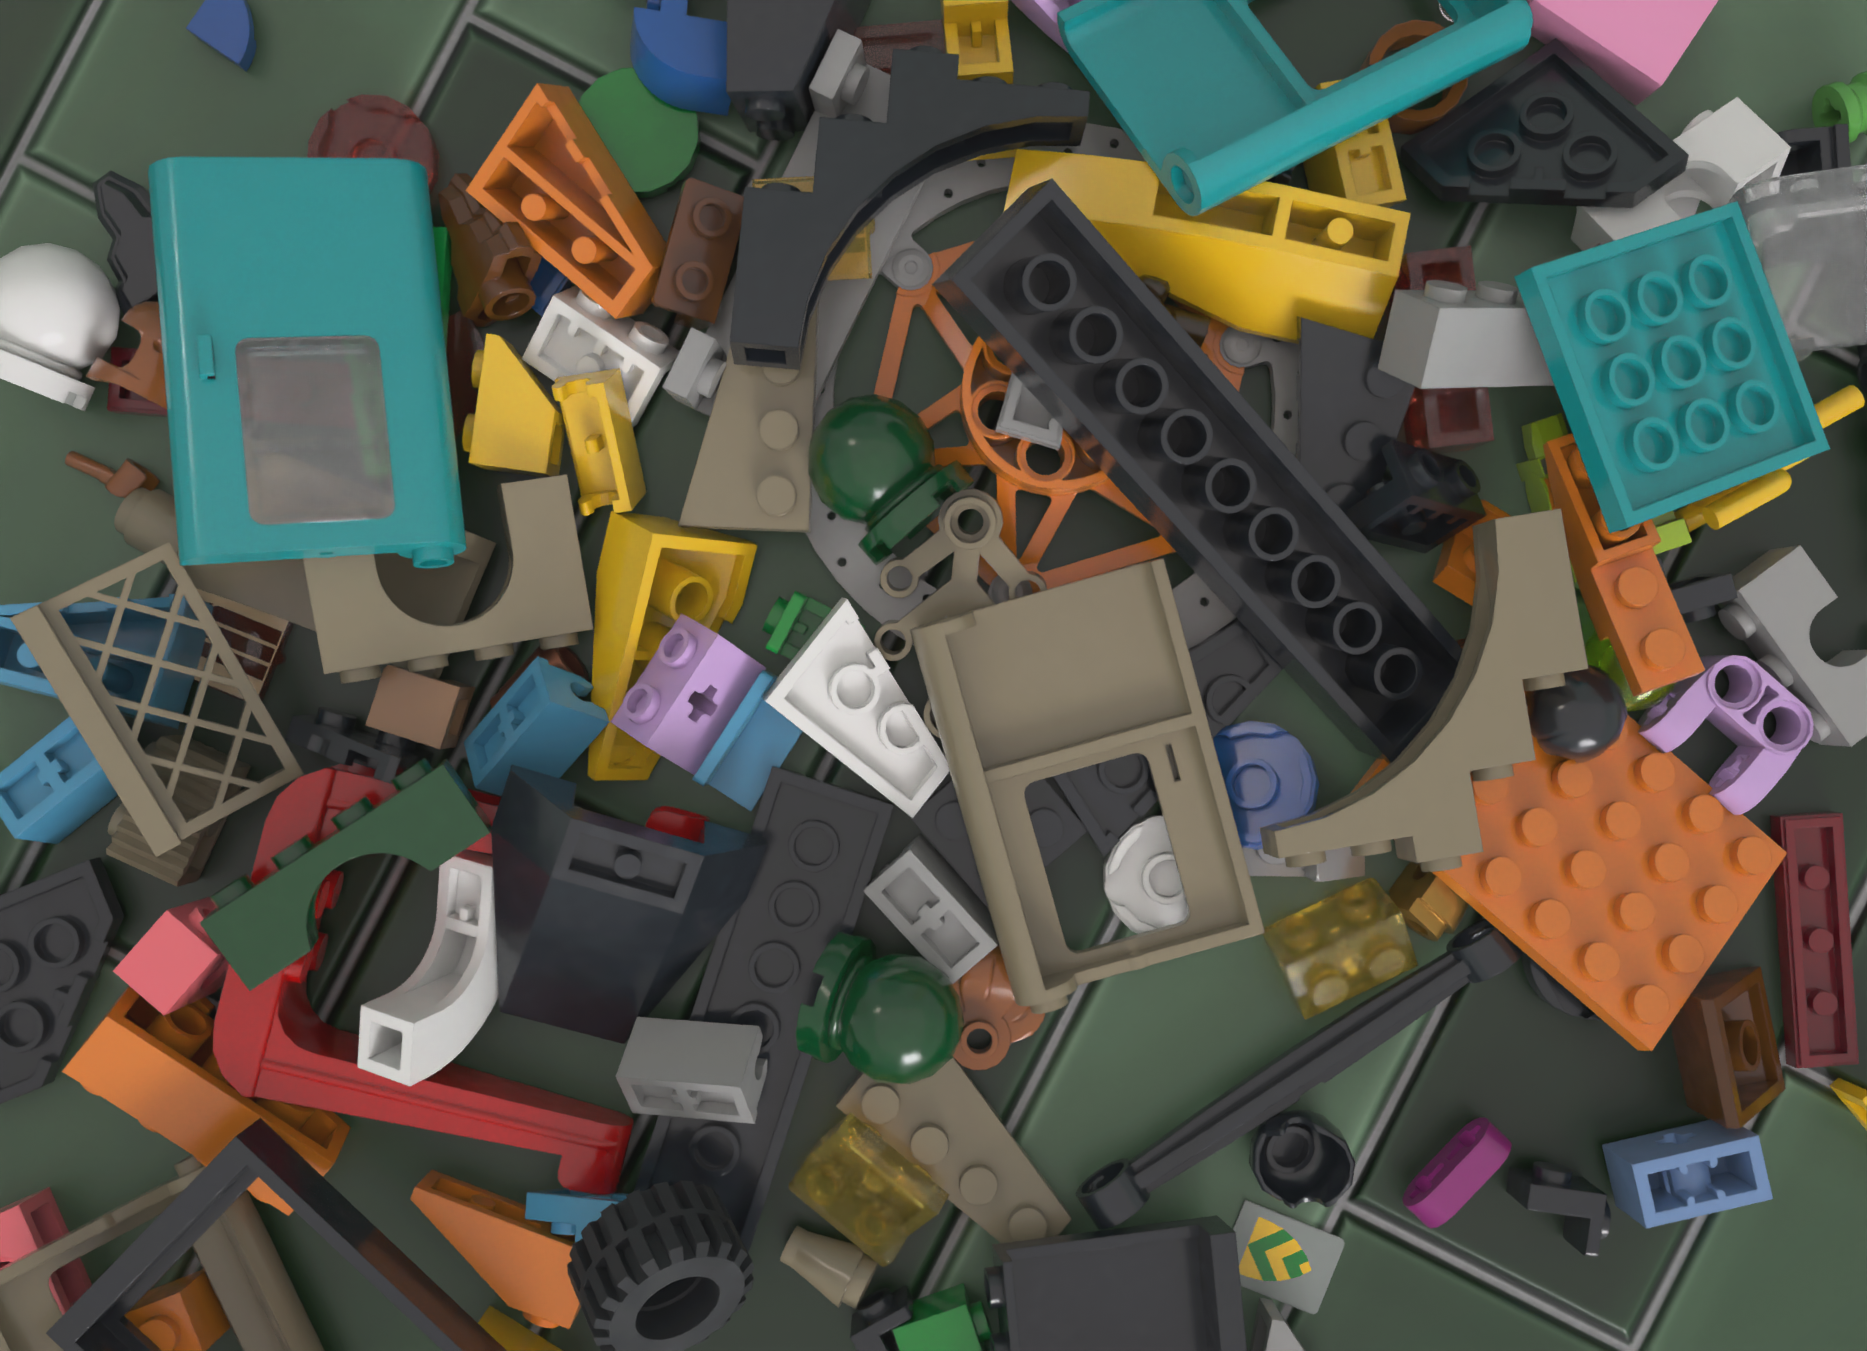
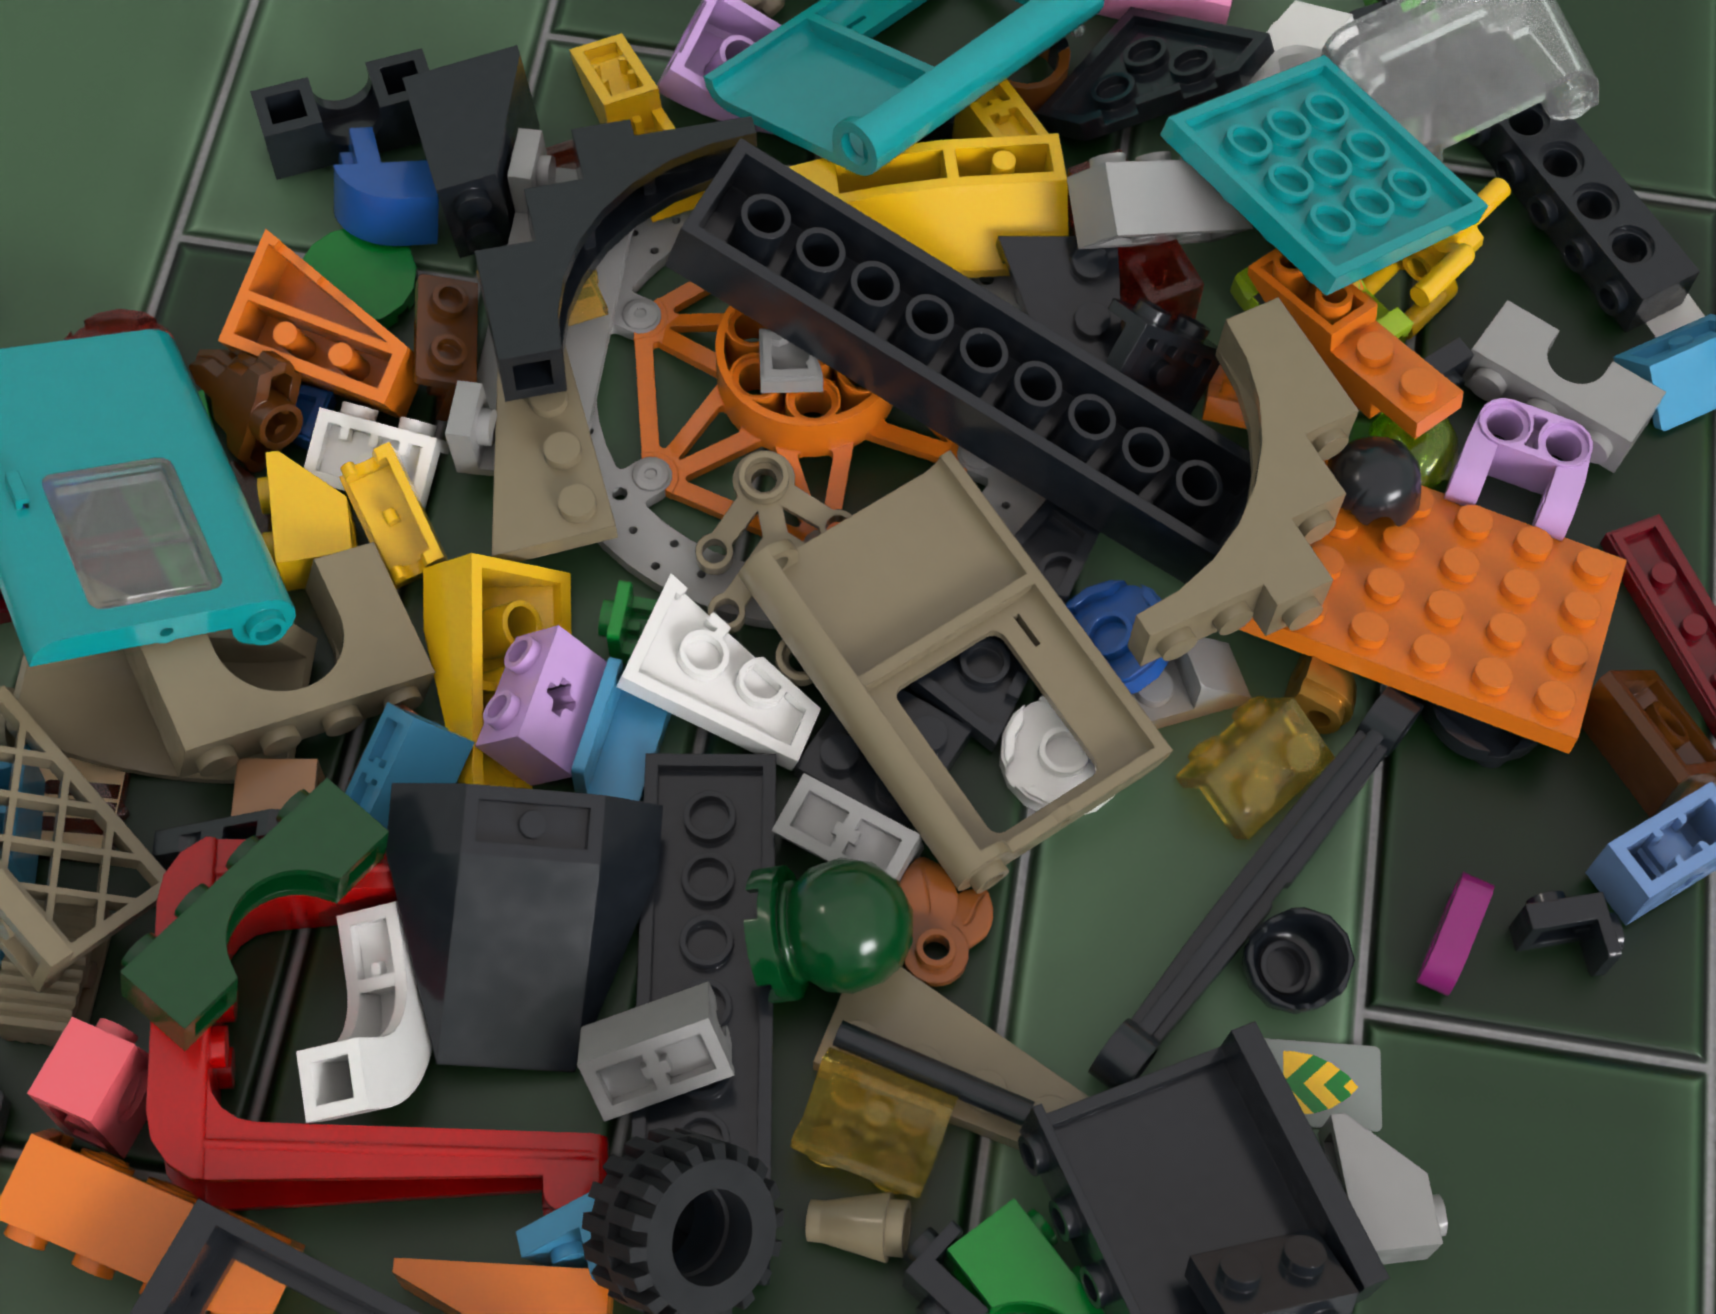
camera: 20 degrees left, 25 degrees down
(879, 470) = (666, 454): dark green tile -> none
(935, 1164) = (932, 1073): none -> black bar

